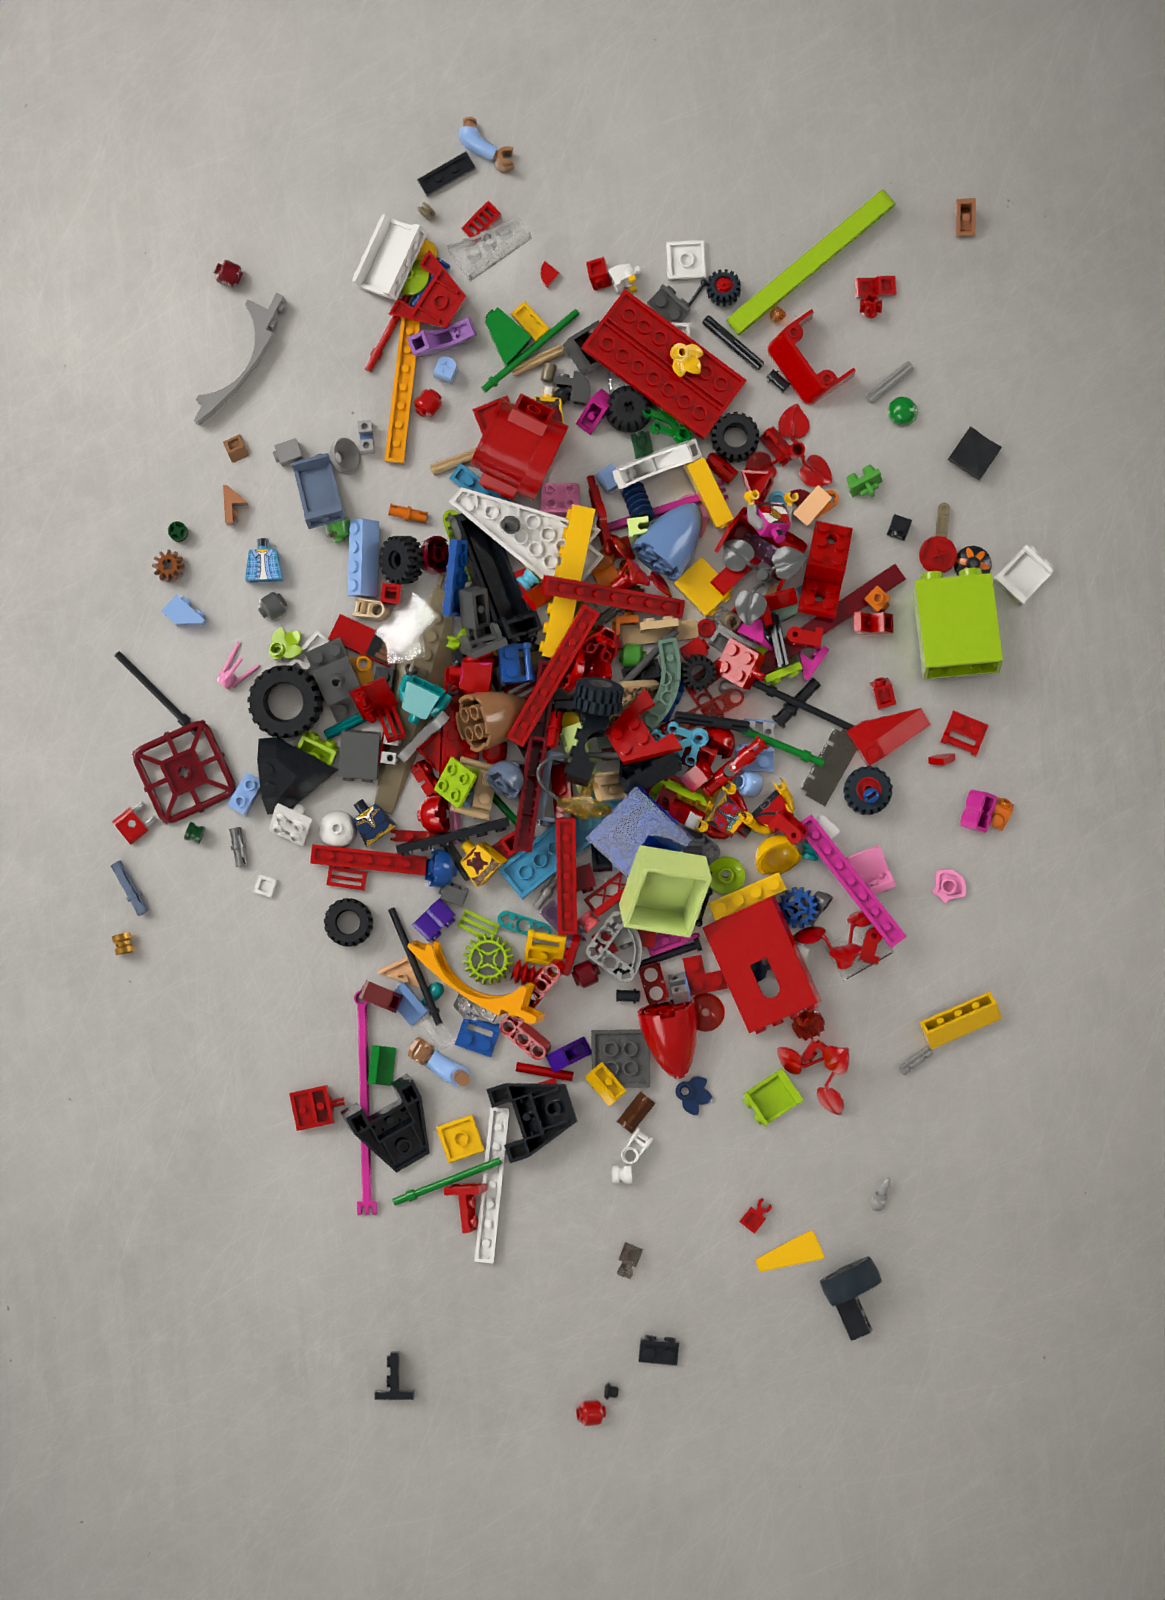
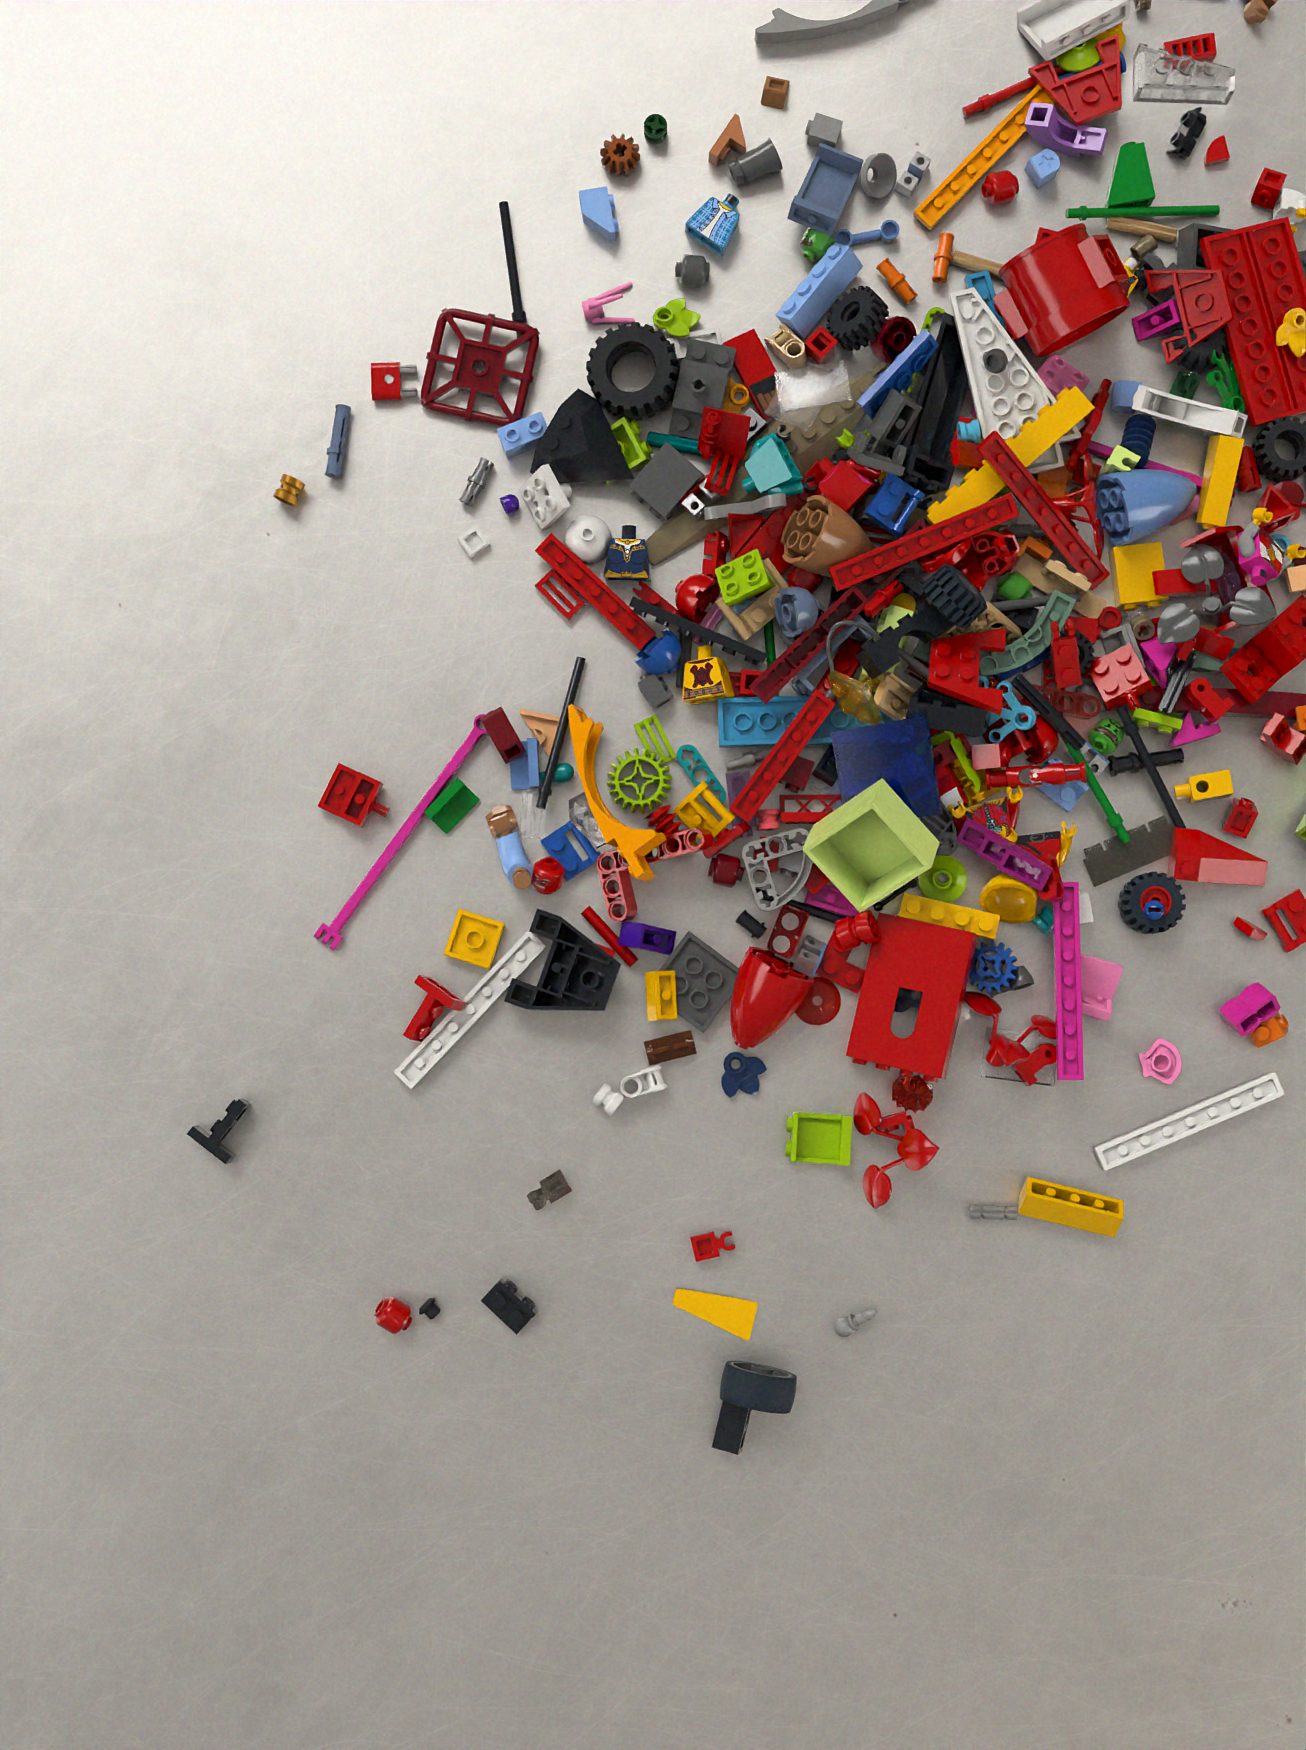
camera: 30 degrees right, 0 degrees up
(194, 833) = (443, 435): dark green wheel -> none
(259, 506) = (755, 163): none -> dark grey plant
(270, 844) = (509, 503): none -> dark purple hinge
(336, 910) = (518, 620): black tyre -> none
(354, 511) = (887, 233): none -> medium blue bar
(396, 1131) = (416, 882): black wedge -> none
(412, 1194) = (383, 958): green bar -> none
(425, 476) = (943, 258): none -> orange pin
(434, 919) = (615, 702): dark purple brick -> none
(476, 1063) = (547, 875): none -> red head
(518, 268) = (1191, 124): none -> black hinge
(530, 321) = (1164, 182): yellow plate -> none
(611, 387) = (1200, 300): none -> red wing
(695, 951) = (857, 930): none -> red wheel
(696, 678) = (1065, 656): none -> red hinge
(748, 783) = (1036, 804): light blue head -> none
(753, 832) = (1005, 854): none -> magenta slope
(760, 706) = (1106, 736): none -> bright green head
(852, 685) = (1216, 784): none -> yellow torso
(994, 909) = (1189, 1121): none -> white plate

